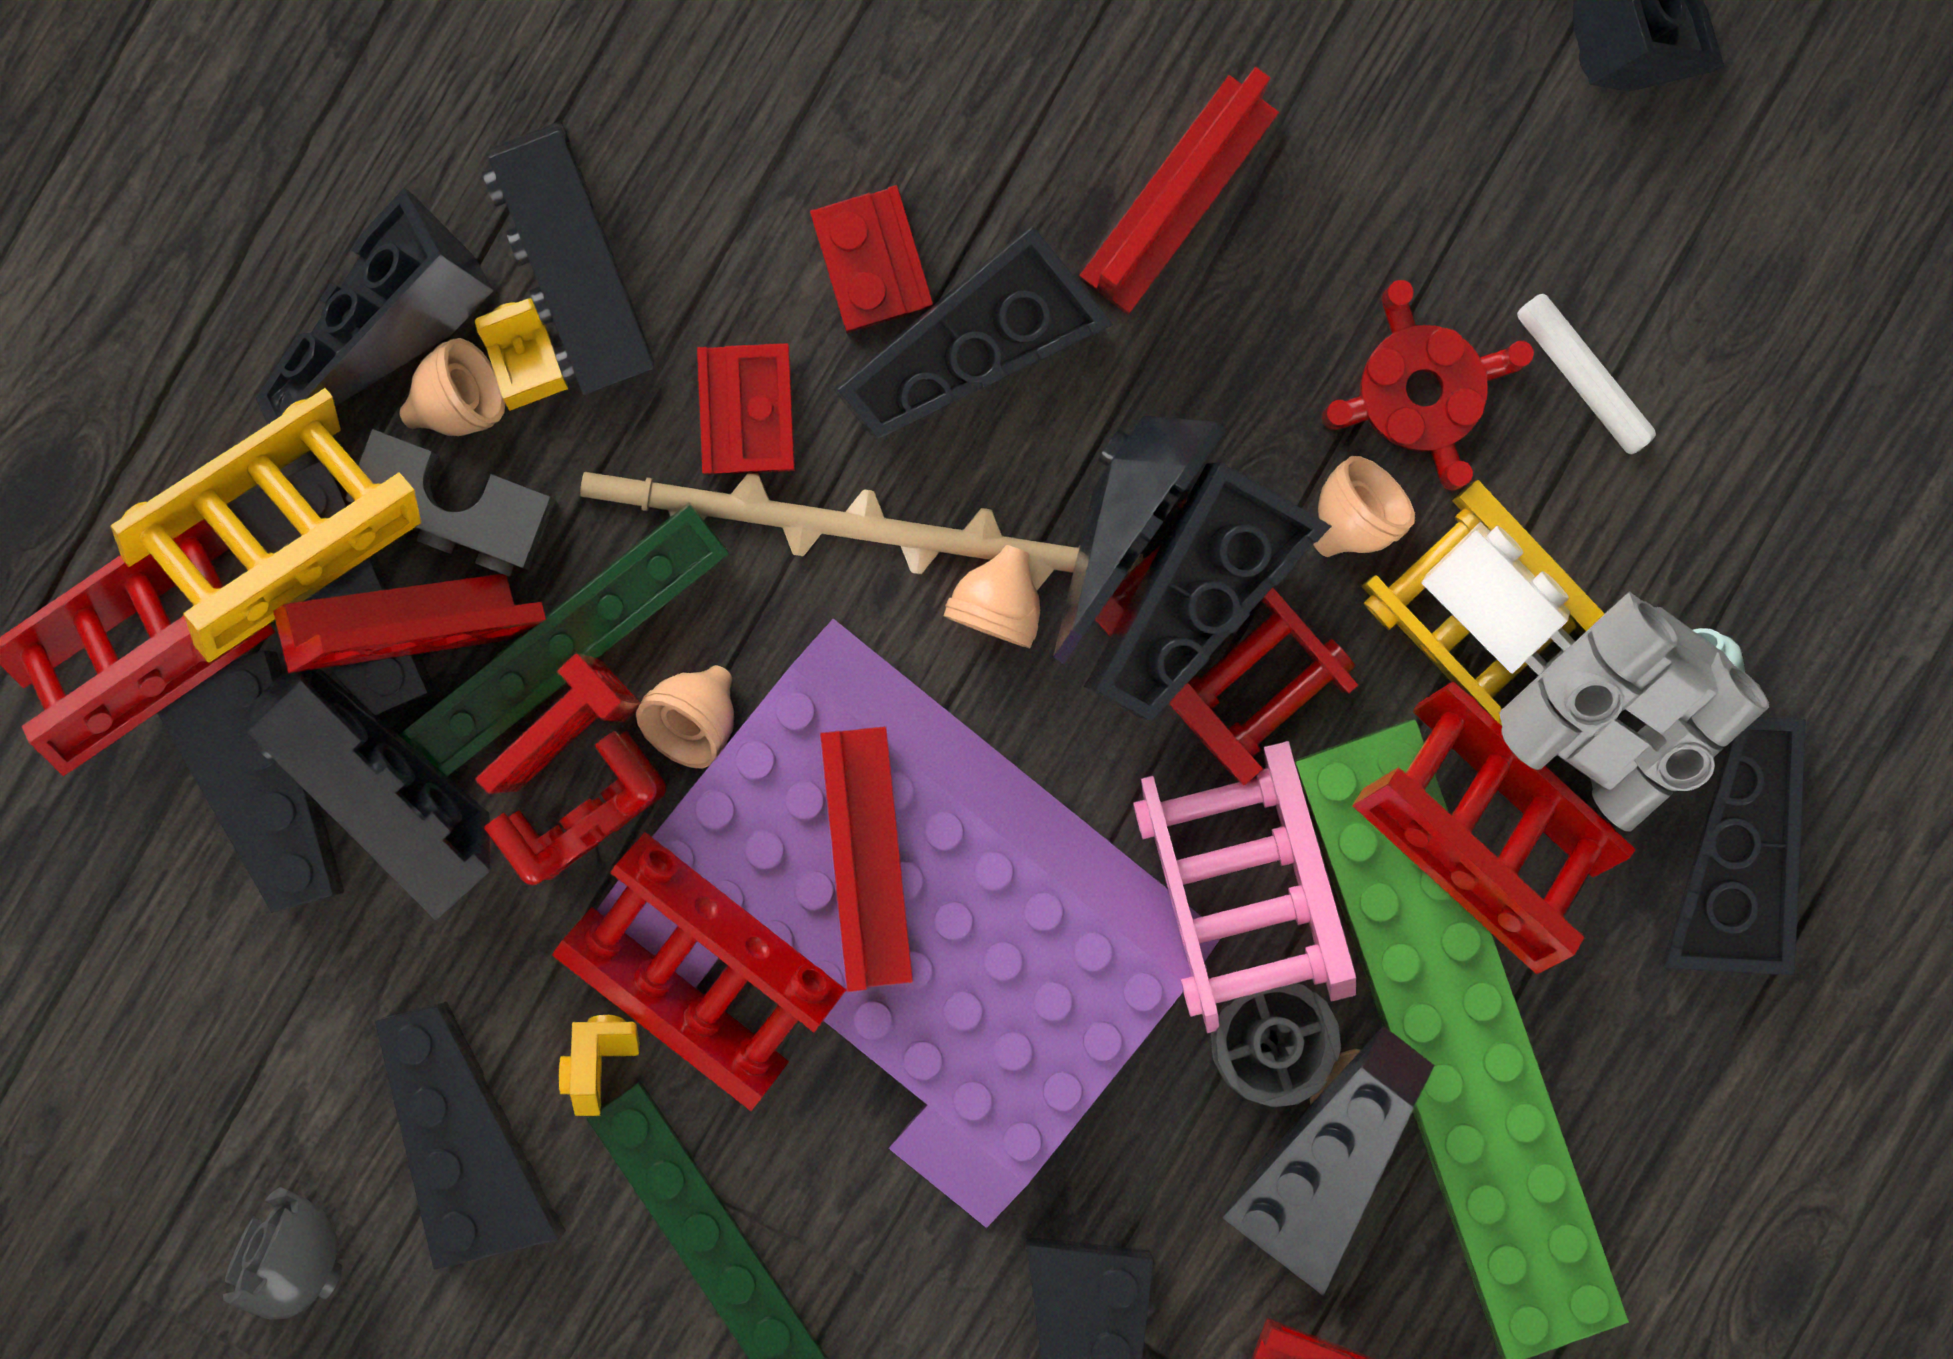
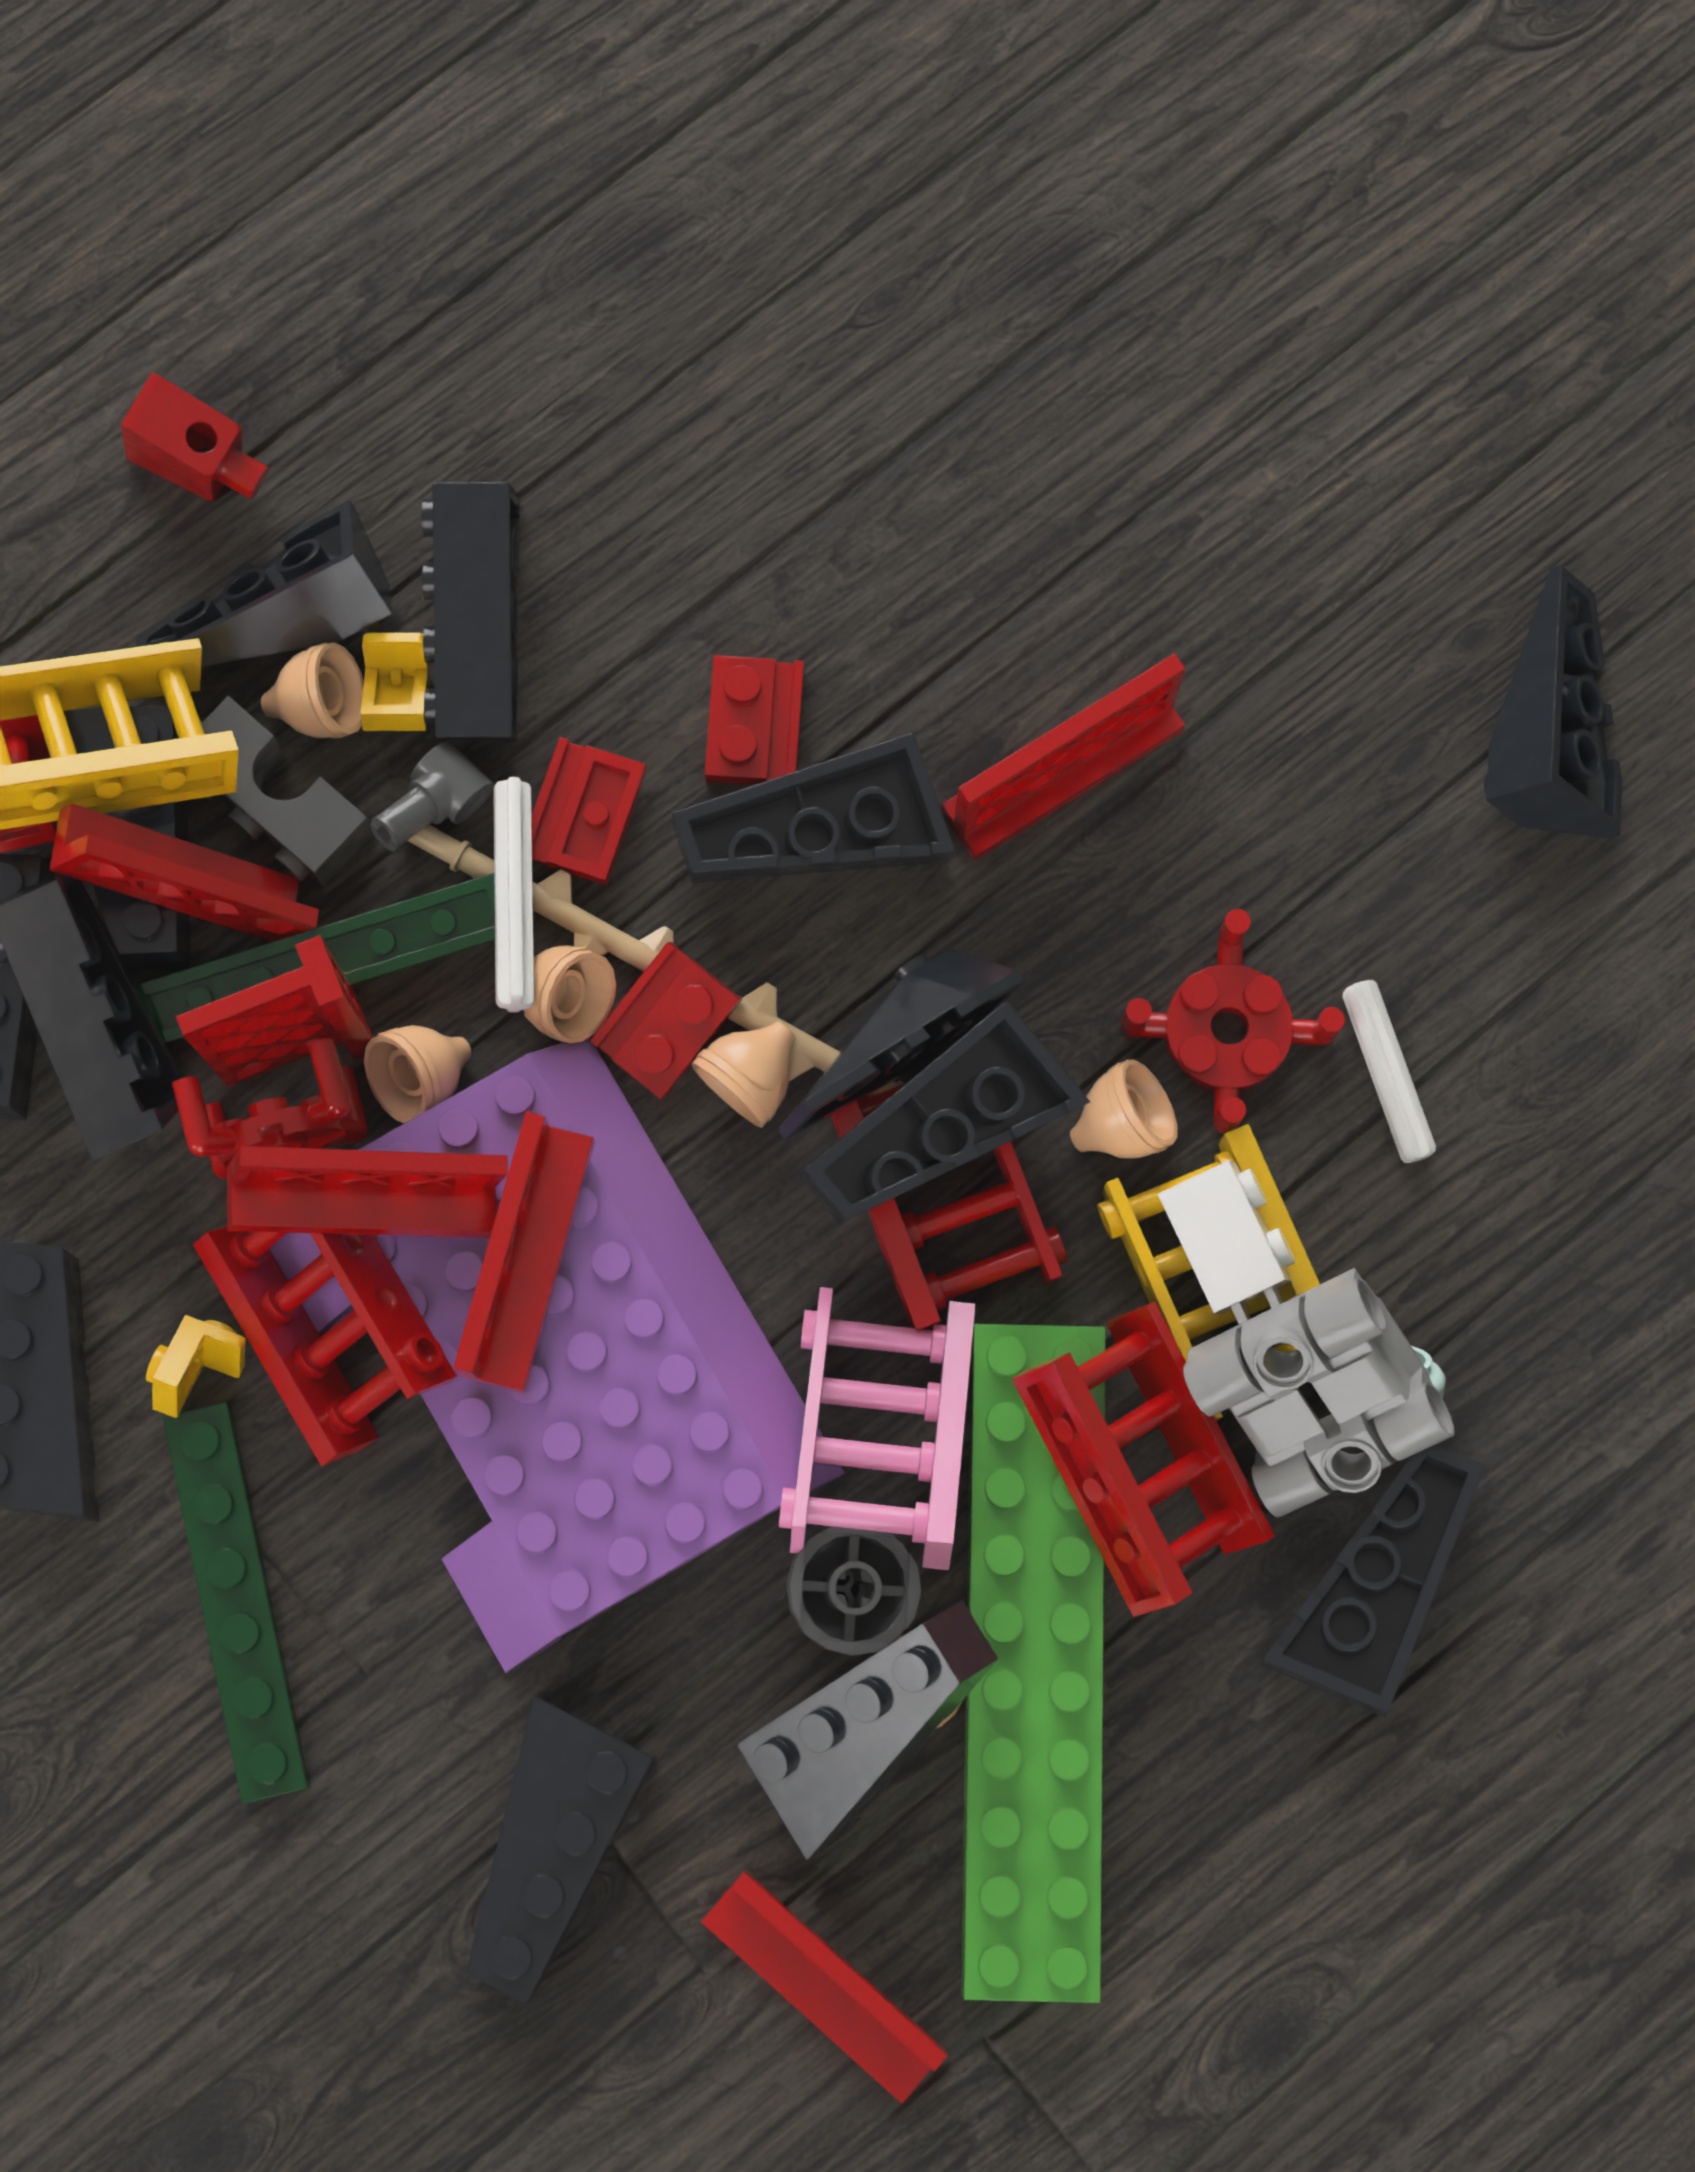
camera: 20 degrees right, 10 degrees down
(205, 190) = (170, 429): none -> red torso
(606, 438) = (440, 788): none -> dark grey pin
(701, 864) = (363, 1192): none -> red fence
(717, 519) = (513, 895): none -> white axle
(798, 590) = (571, 993): none -> light nougat helmet
(901, 580) = (666, 1020): none -> red plate

